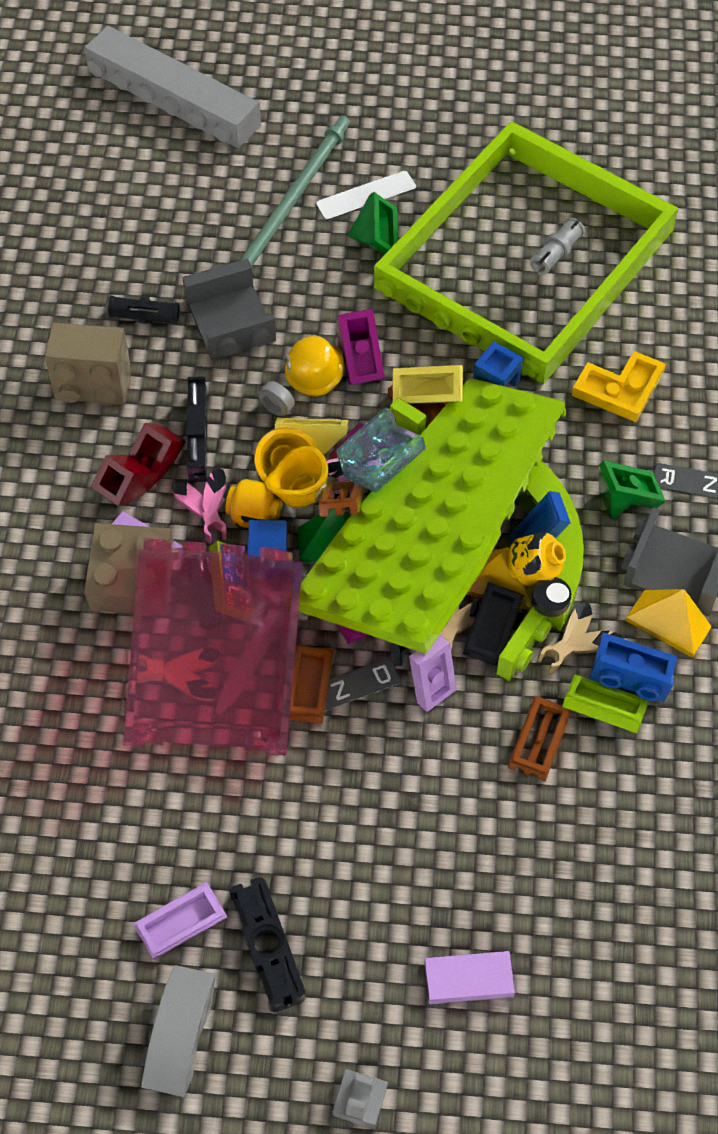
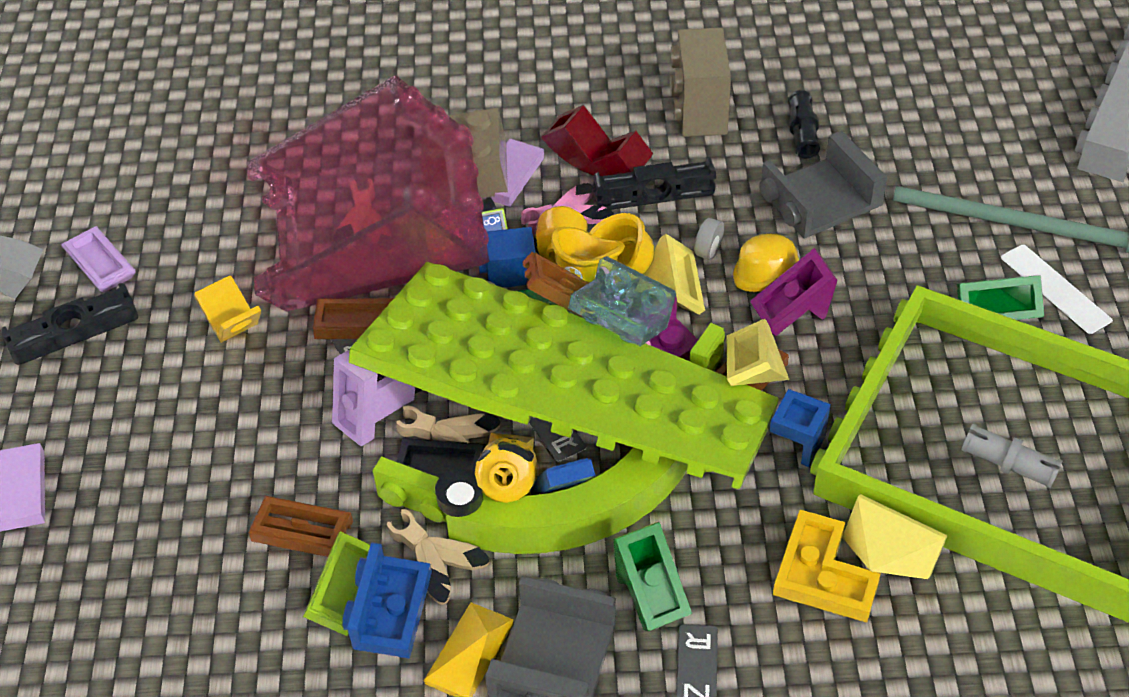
camera: 85 degrees right, 10 degrees down
(291, 789) = (226, 308): none -> yellow bracket
(603, 340) = (891, 540): none -> light yellow slope

